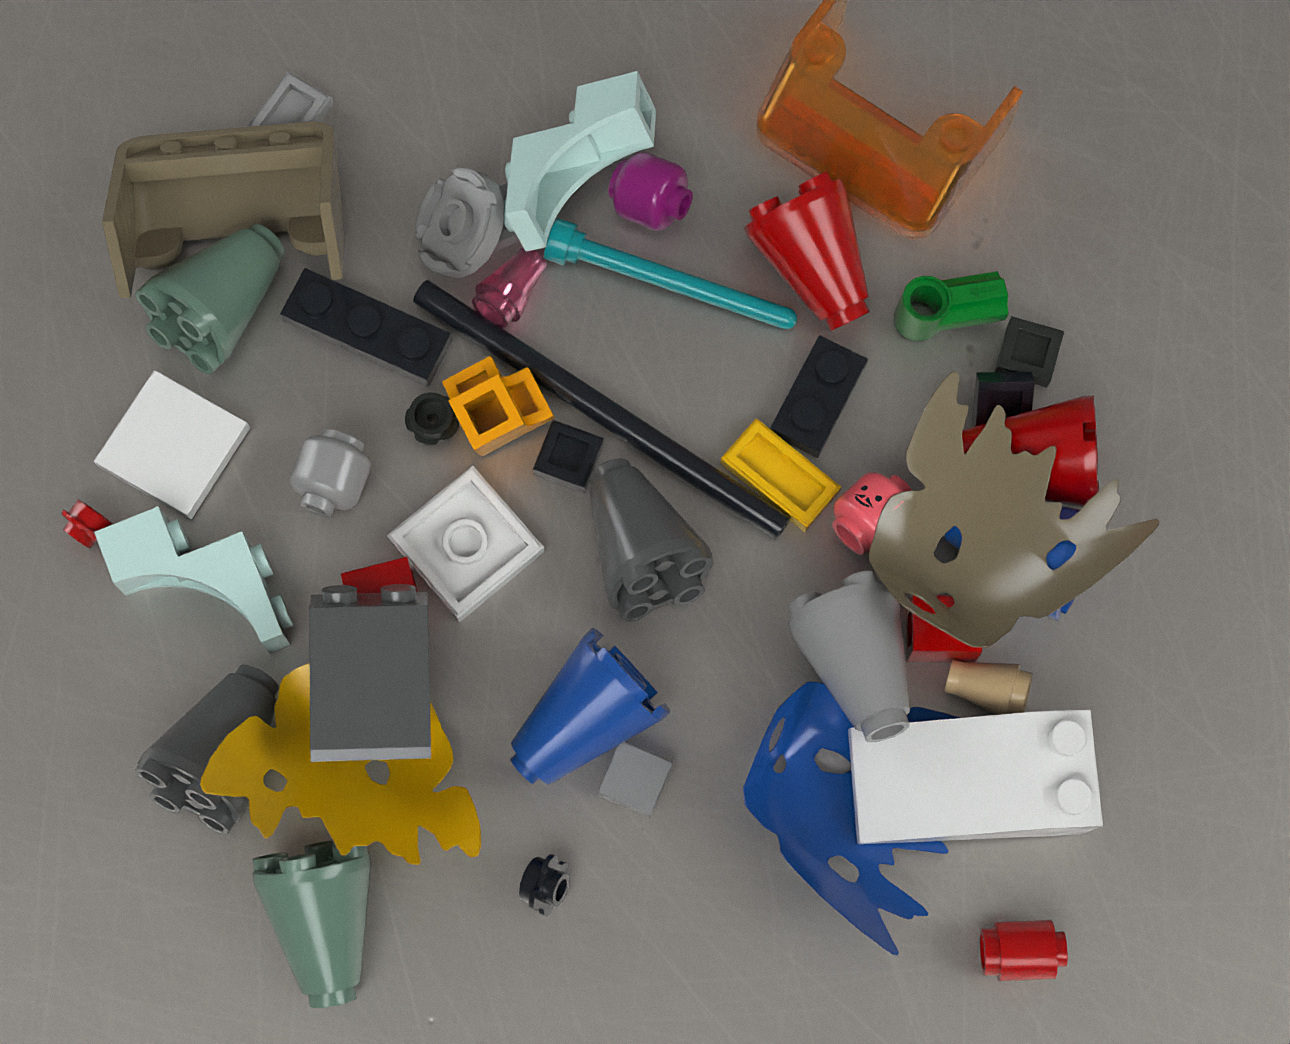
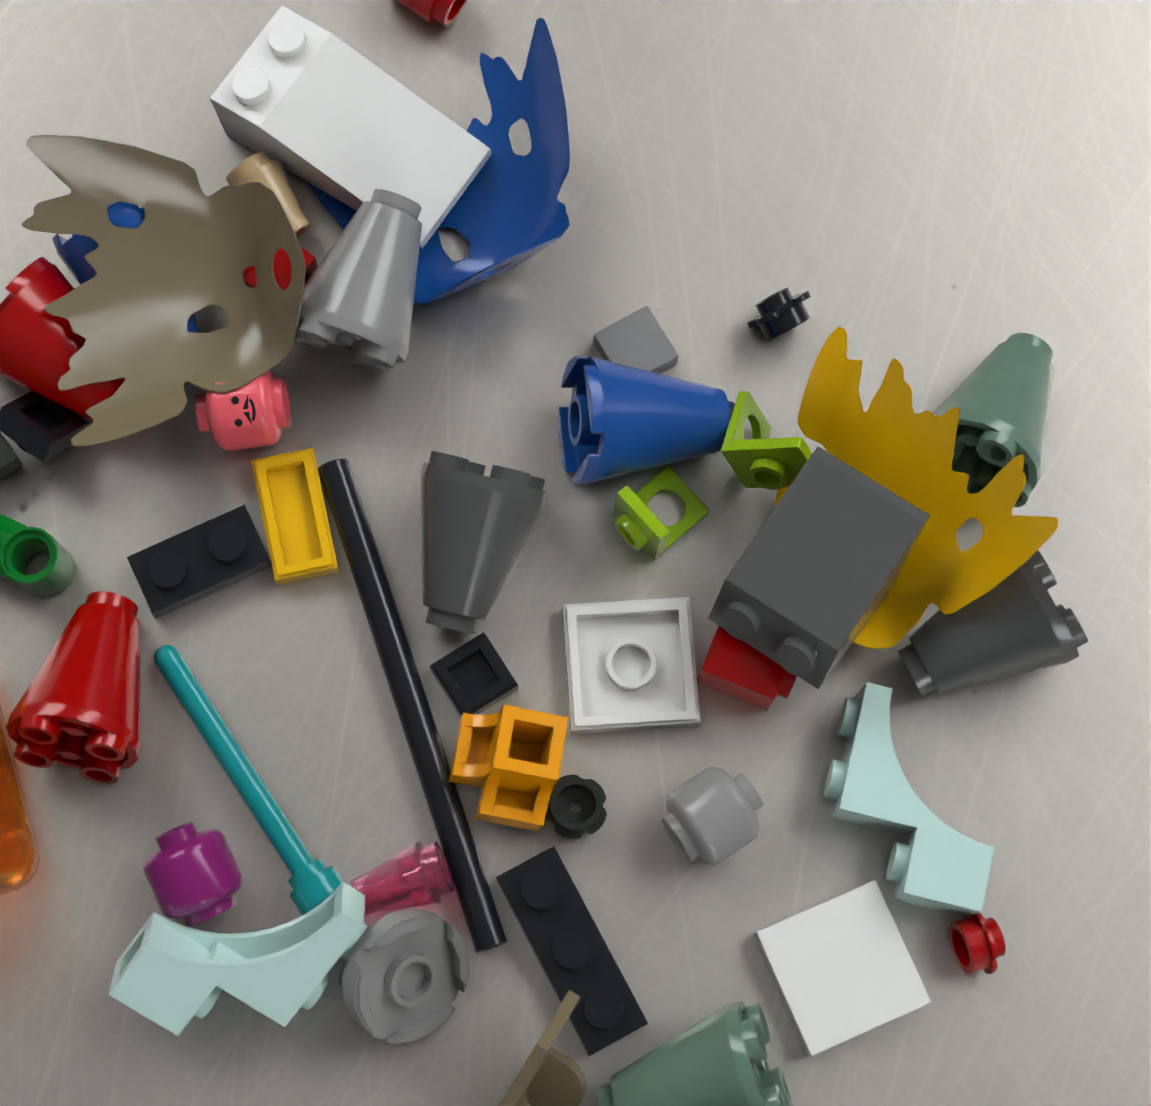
camera: 150 degrees left, 0 degrees up
(484, 742) = (761, 460): none -> lime bracket
(530, 642) = (640, 525): none -> lime bracket

